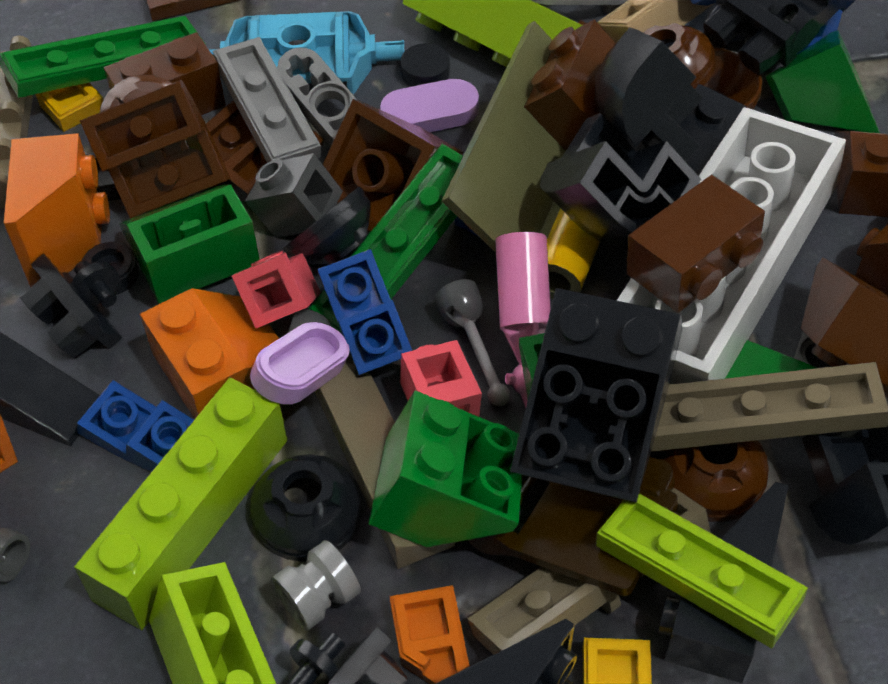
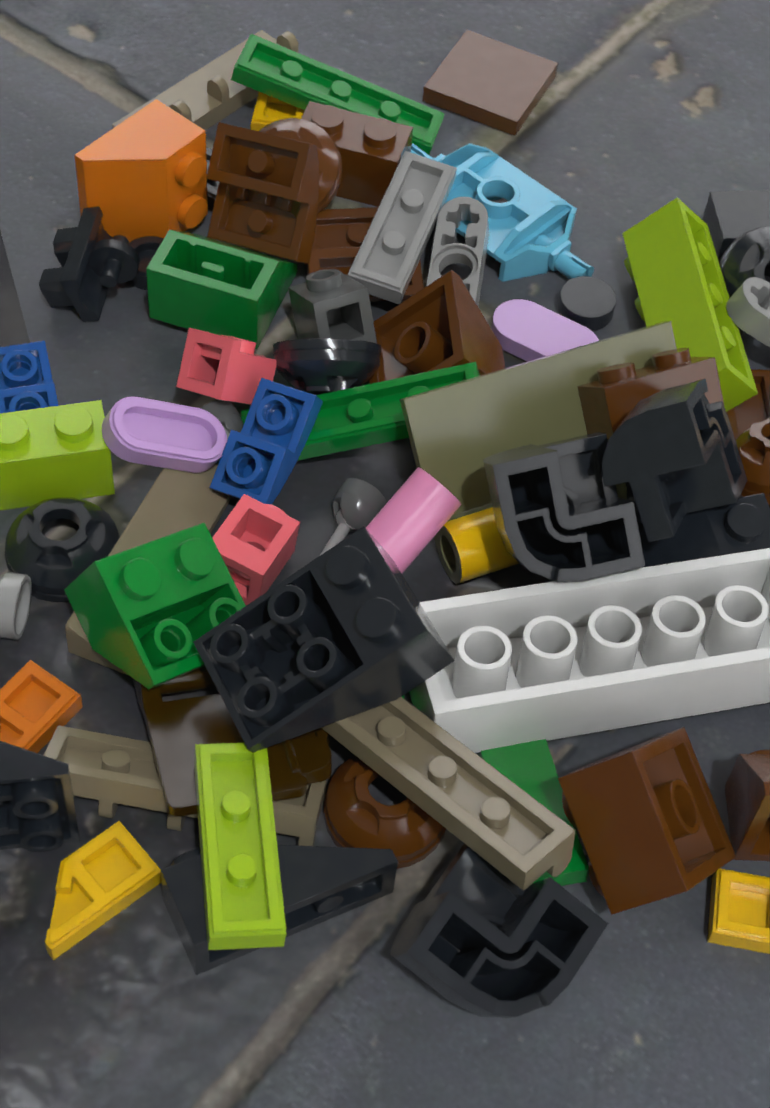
camera: 40 degrees right, 0 degrees up
(203, 342) = (128, 357): orange slope -> none
(695, 243) = (554, 604): reddish brown brick -> none

